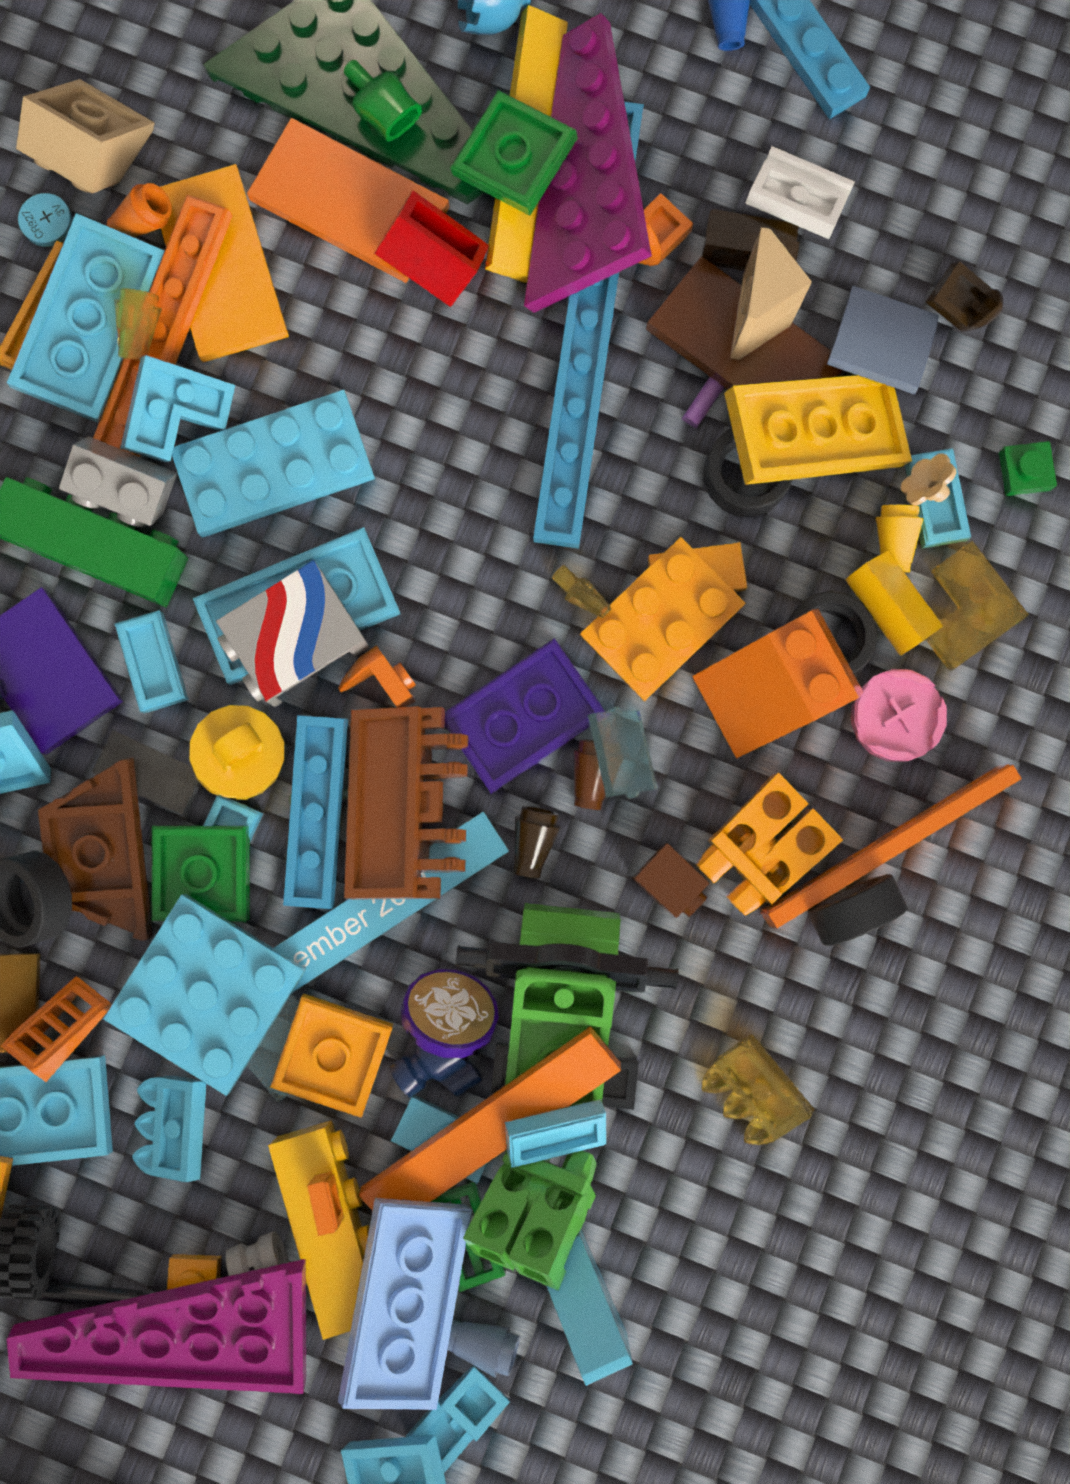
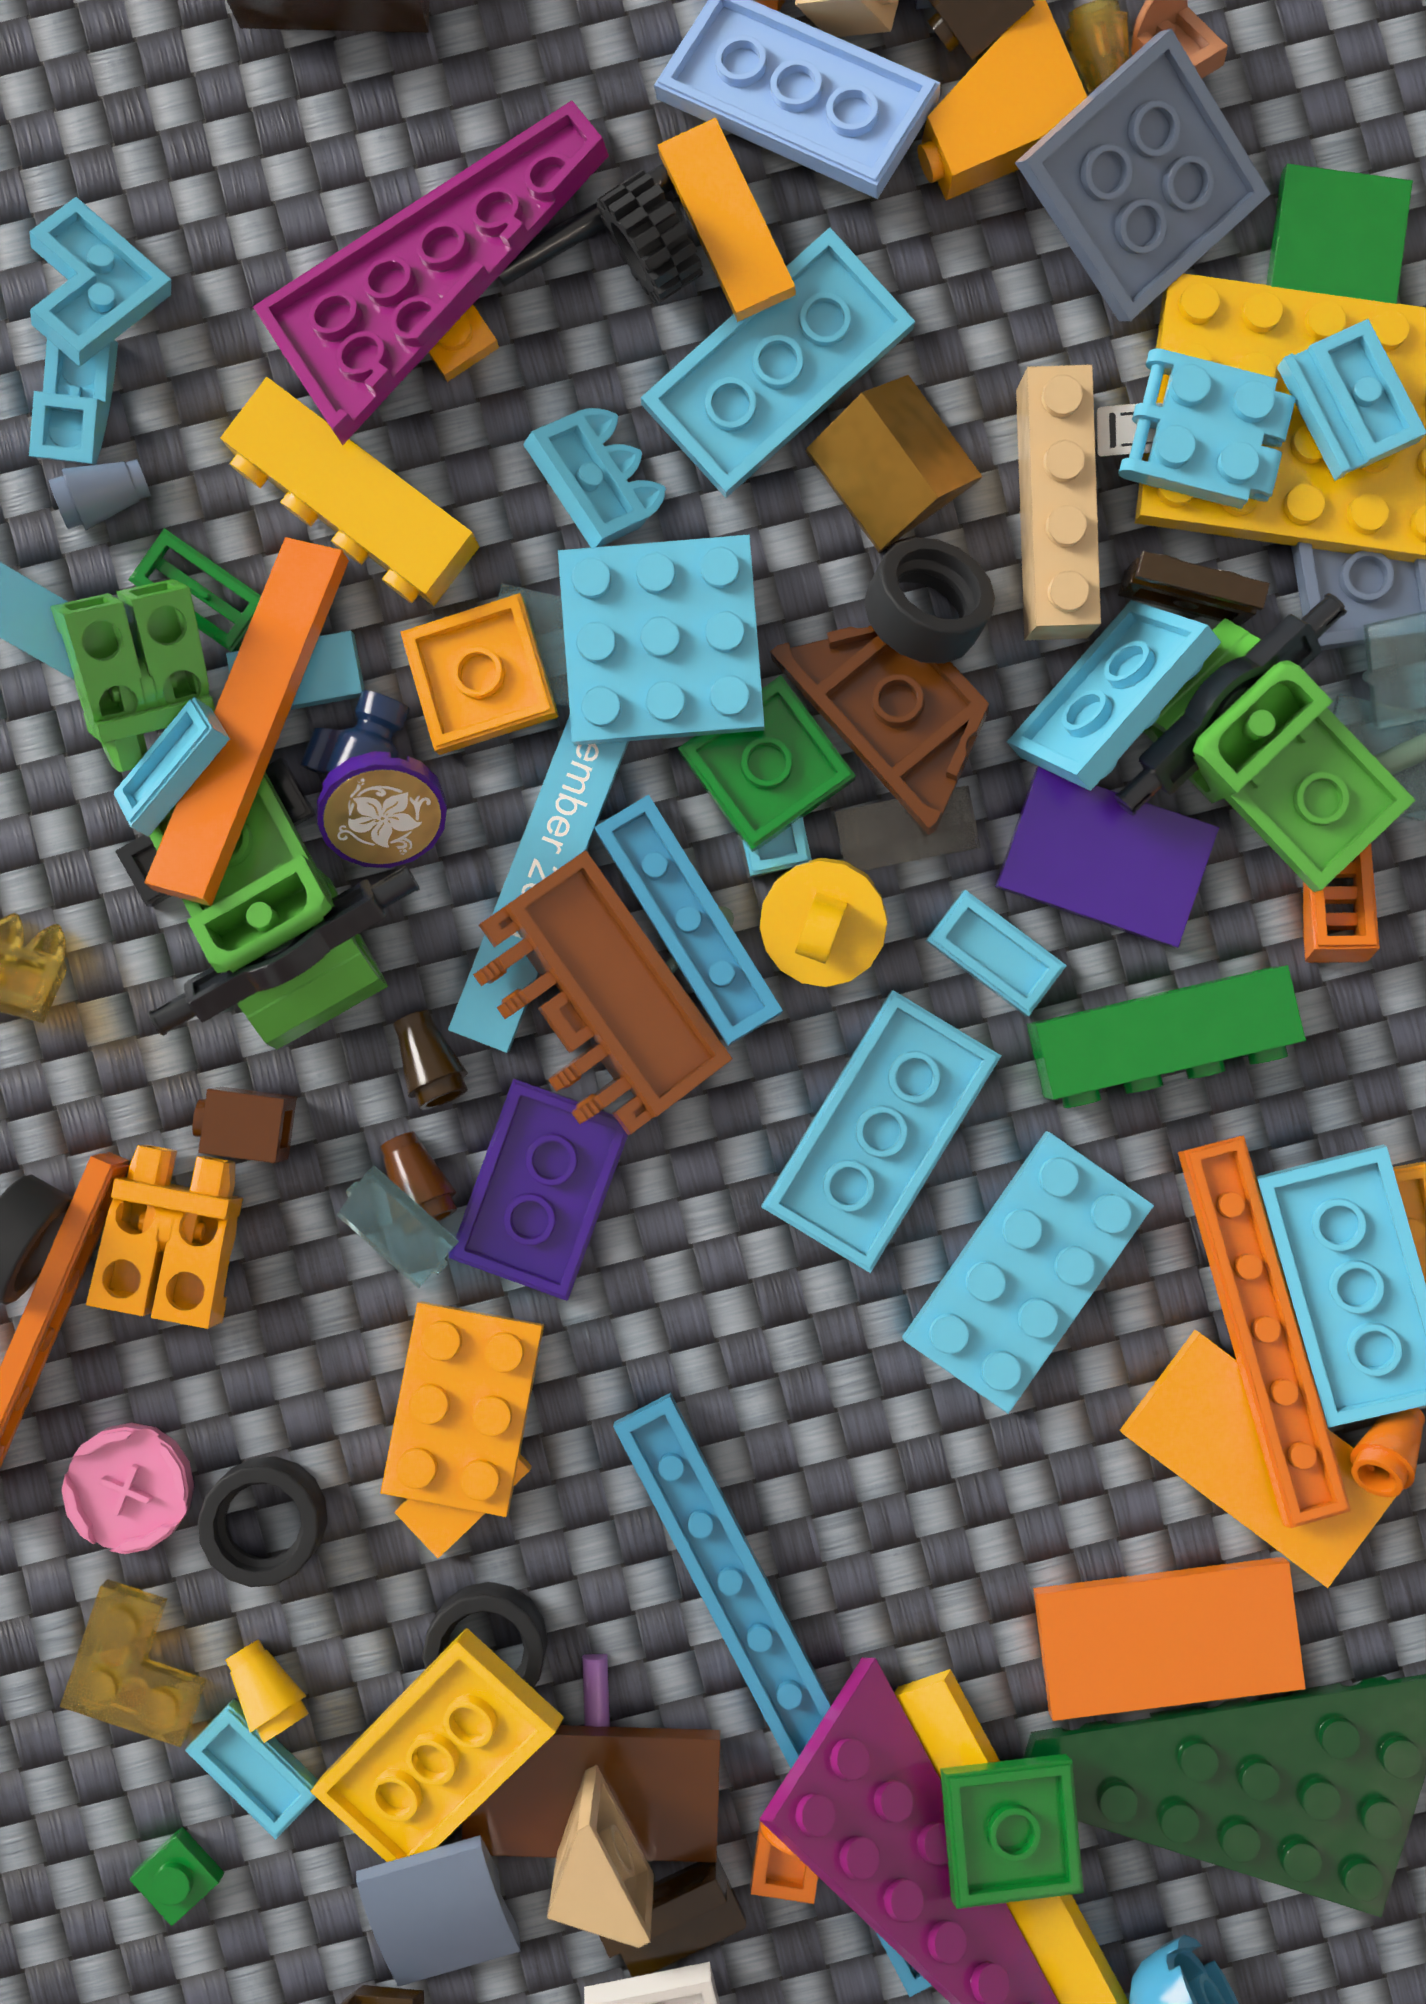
camera: 135 degrees right, 5 degrees up
(56, 1051) = (818, 470): orange slope -> none
(118, 481) = (1176, 1125): light grey brick -> none
(136, 322) = (1292, 1320): clear yellow cone -> none
(166, 395) = (1197, 1258): medium azure plate -> none
(264, 1253) = (402, 408): light grey wheel -> none
(289, 633) = (855, 1094): panel -> none
(325, 1203) = (360, 517): orange tile -> none
(382, 101) = (1209, 1784): green piece -> none
(393, 679) = (709, 1125): orange plate -> none
(404, 1305) = (206, 474): light blue tile -> none
(432, 249) = (1024, 1649): red brick -> none
(581, 592) = (571, 1373): clear yellow bar -> none
(778, 683) = (276, 1427): orange slope -> none
(894, 602) = (214, 1611): yellow brick -> none
(929, 480) = (272, 1782): tan plant -> none

